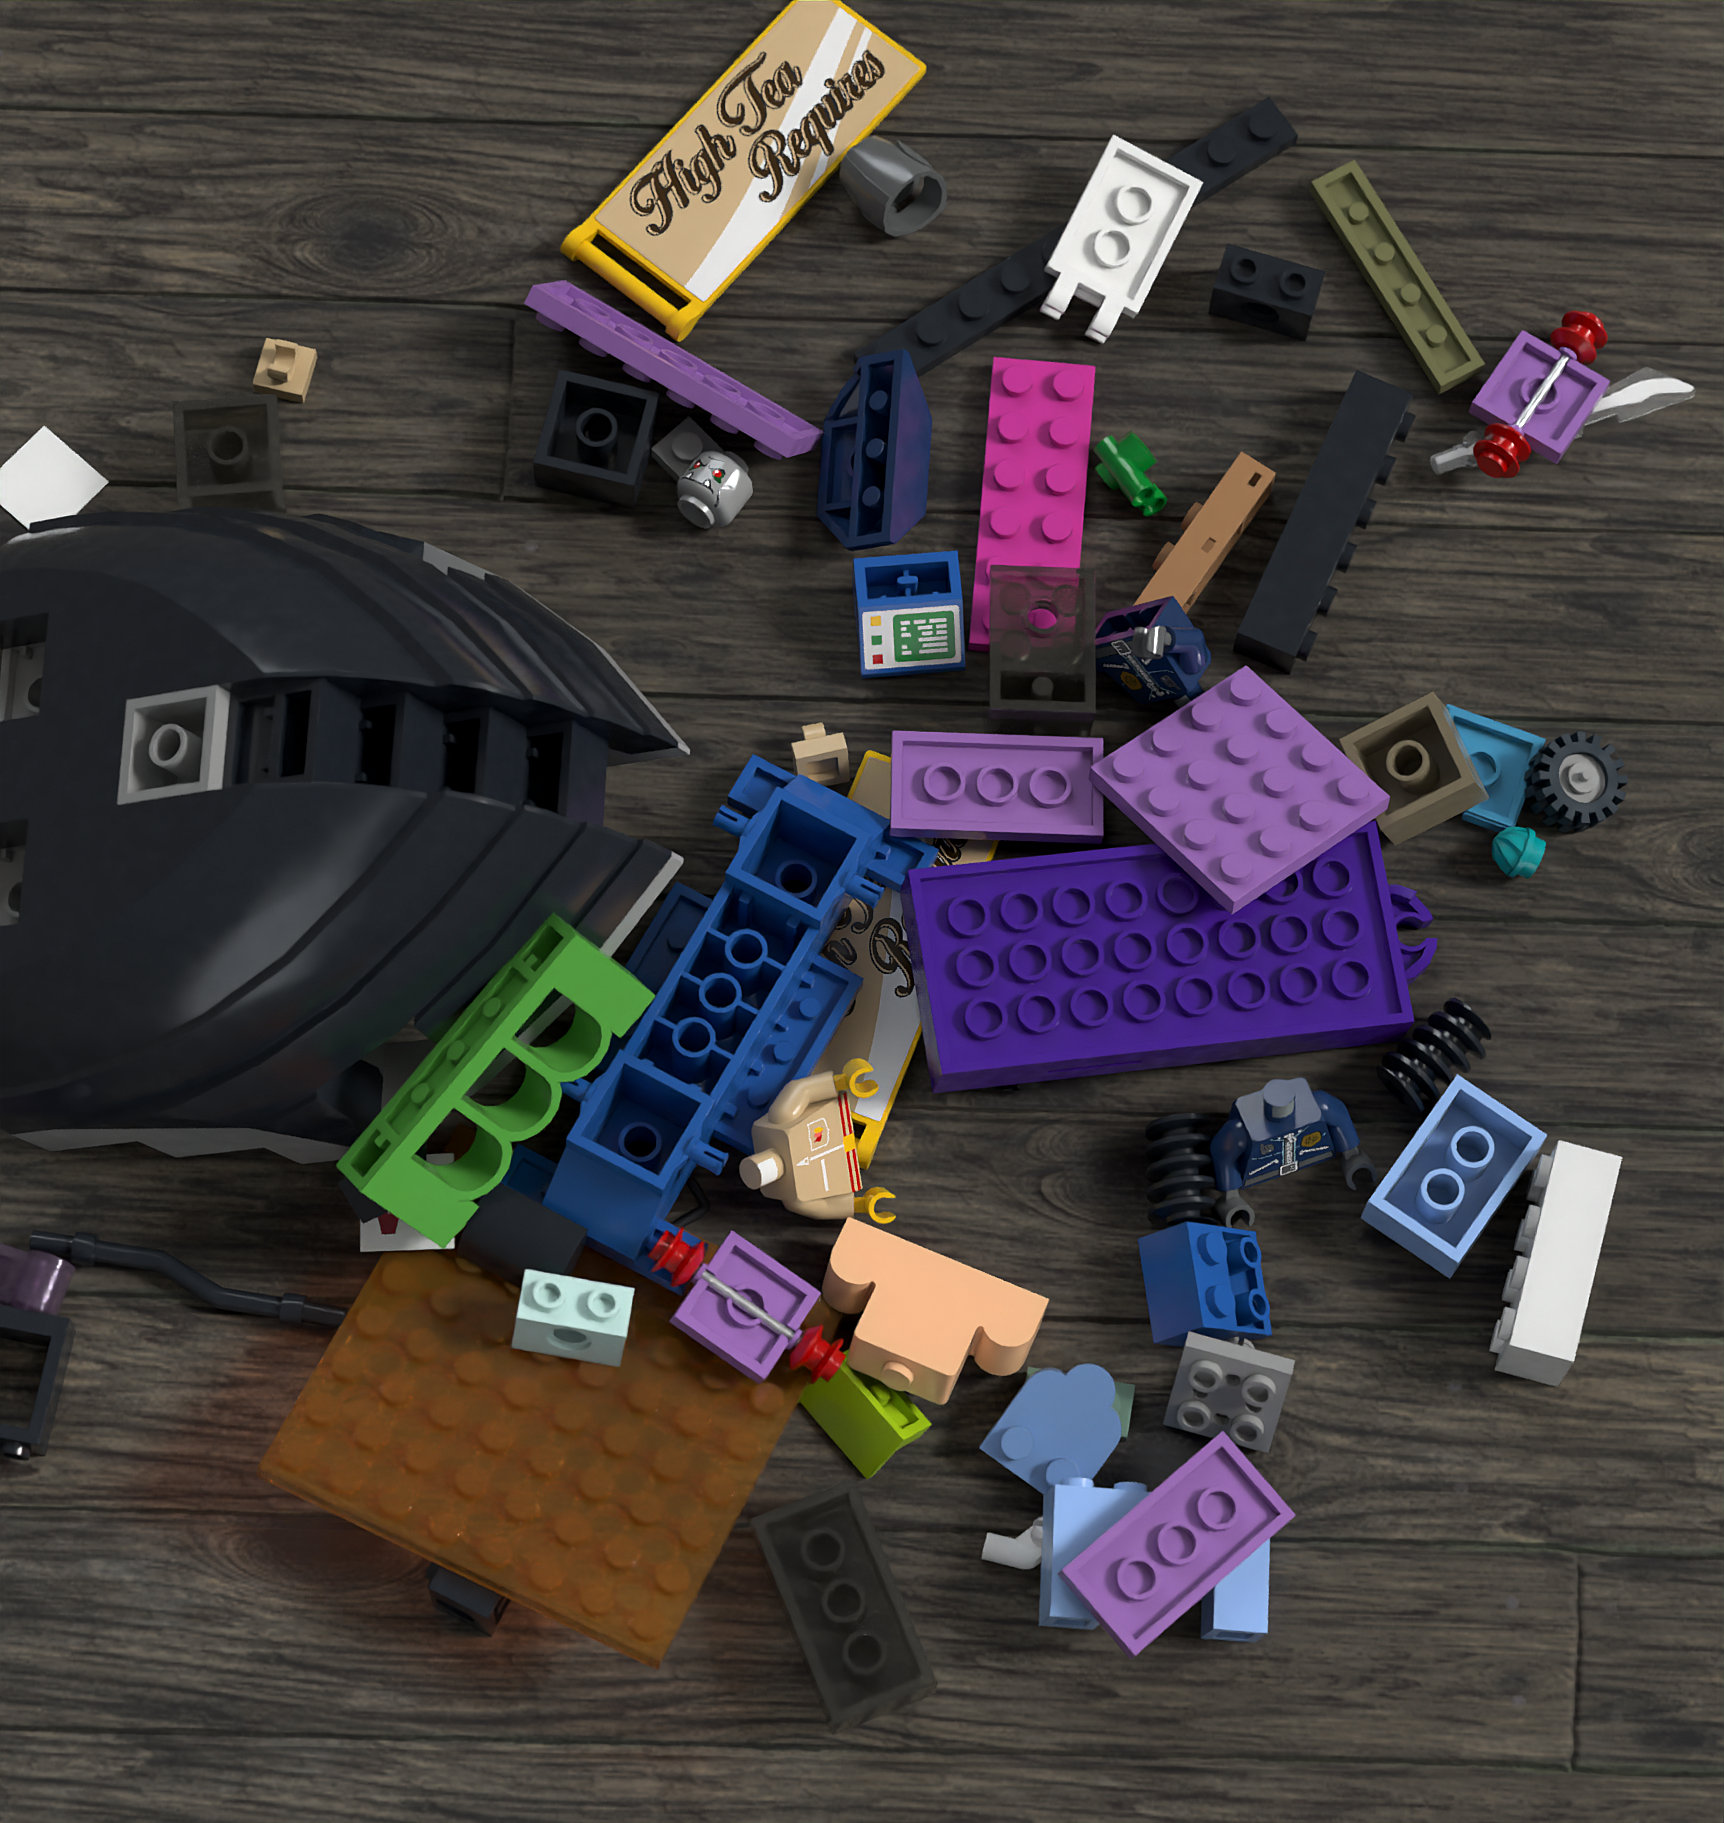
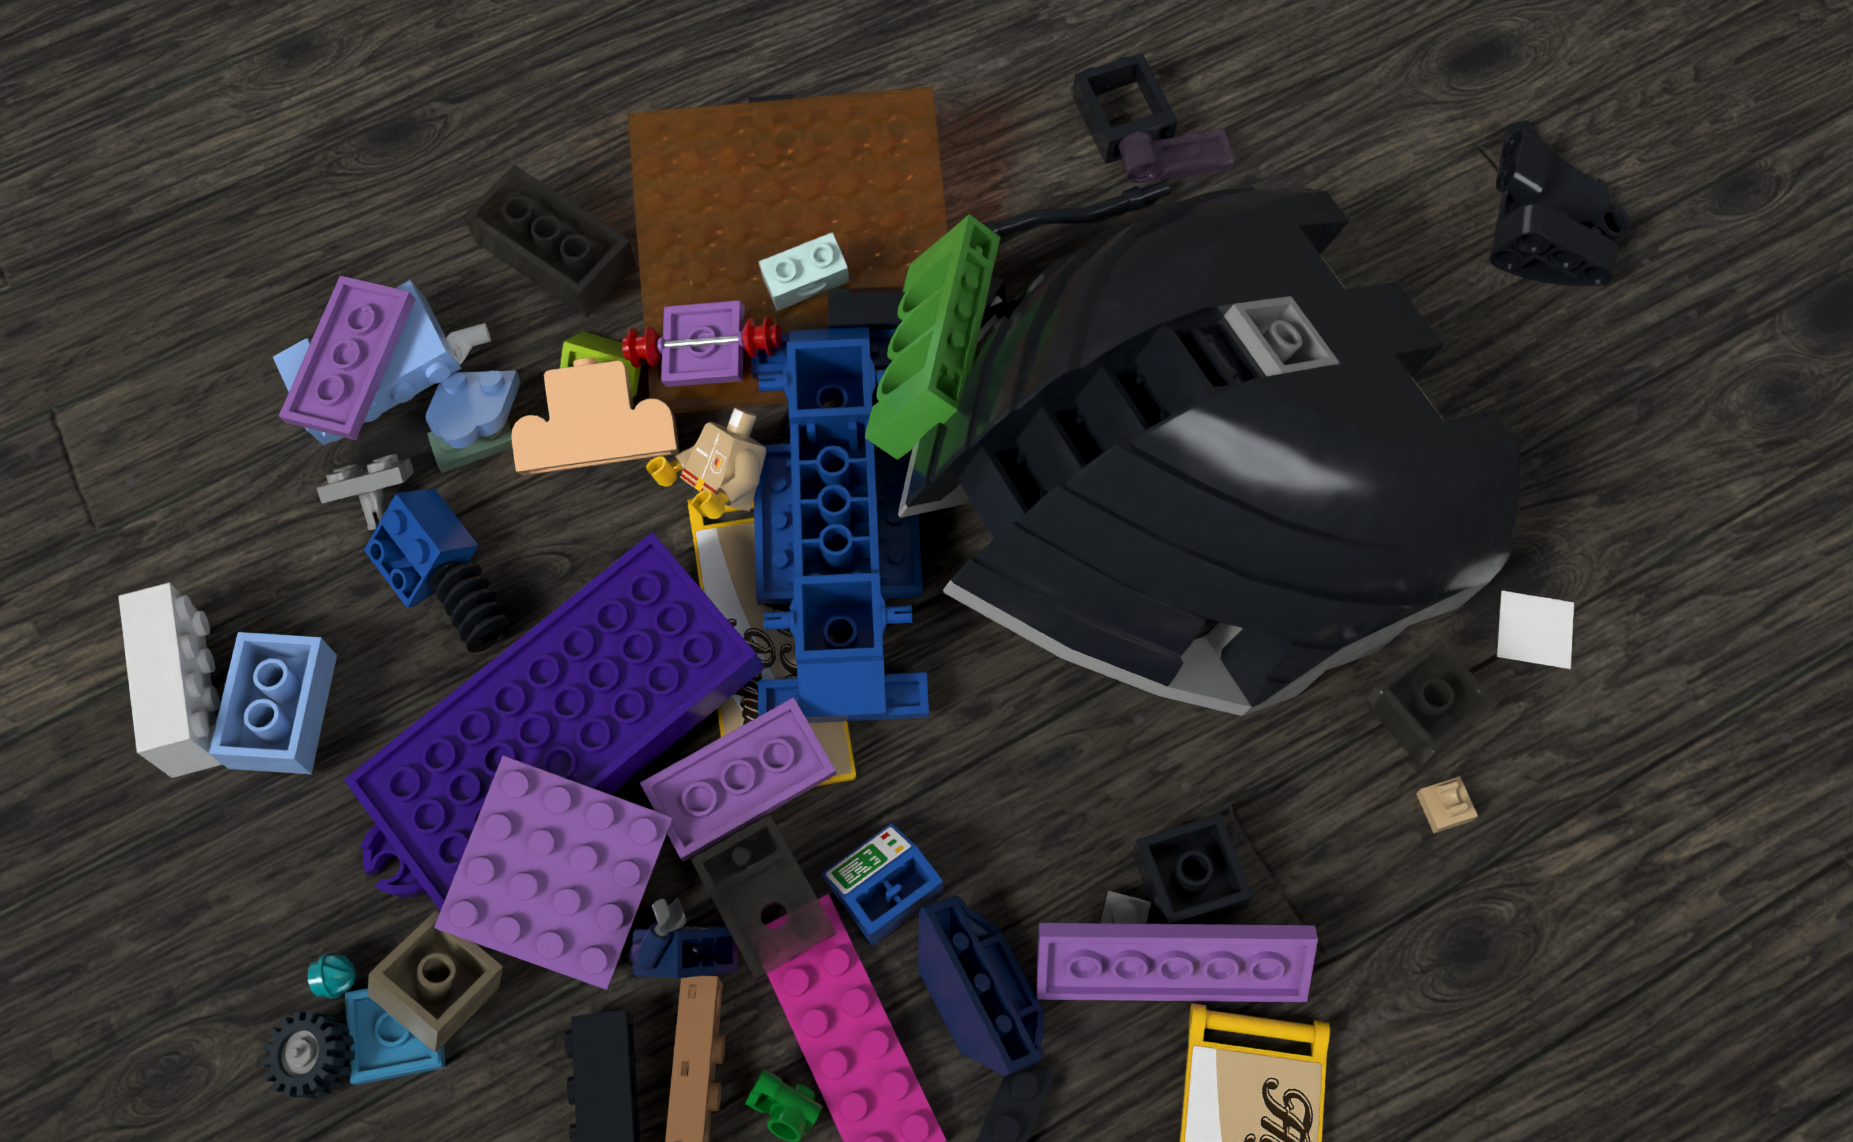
camera: 155 degrees right, 5 degrees down
(714, 489) = (1084, 892): light grey head -> none
(821, 756) = (883, 744): tan tile -> none
(1279, 1134) = (409, 662): dark blue torso -> none
(1432, 1053) = (326, 780): black piece -> none

